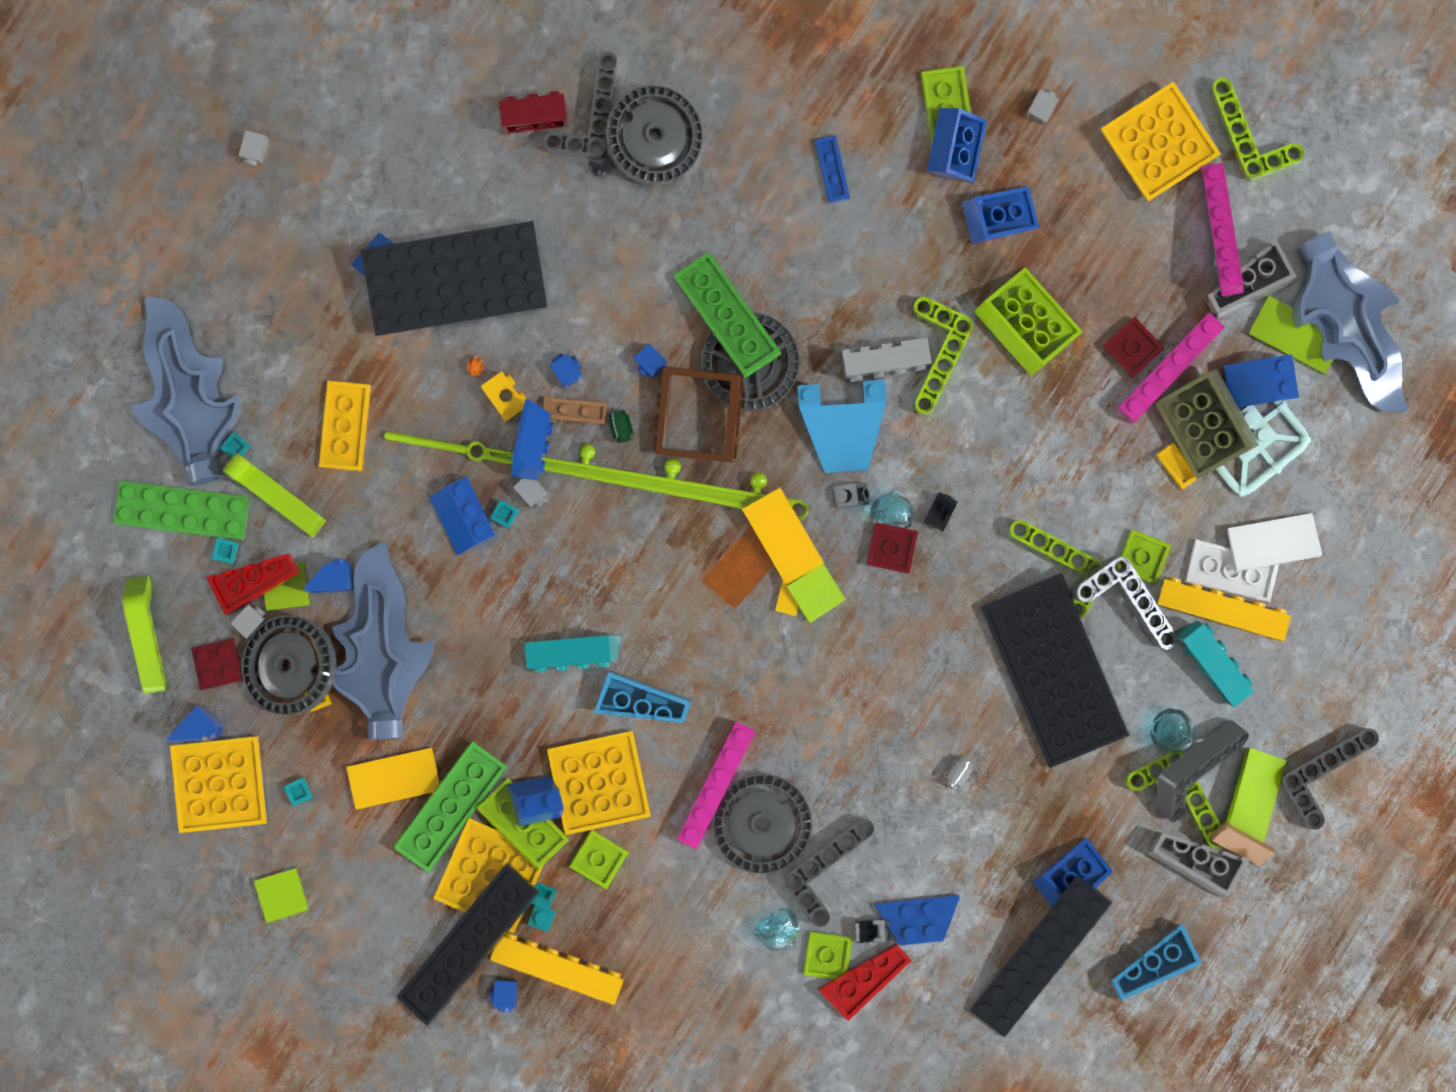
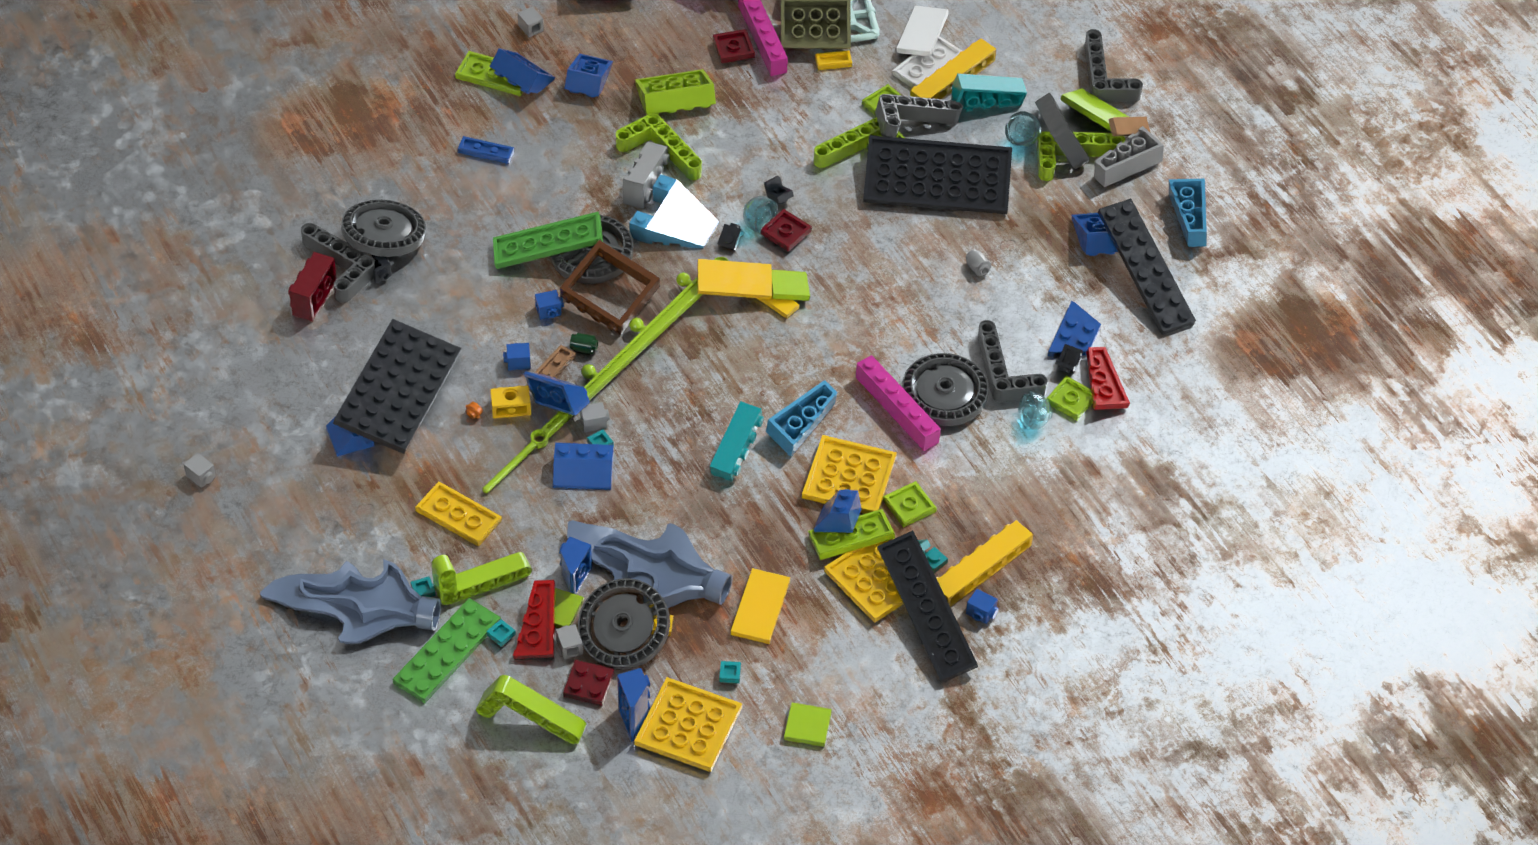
camera: 65 degrees left, 35 degrees down
(449, 806) = (807, 575): bright green plate -> none
(740, 569) = (740, 321): clear orange tile -> none

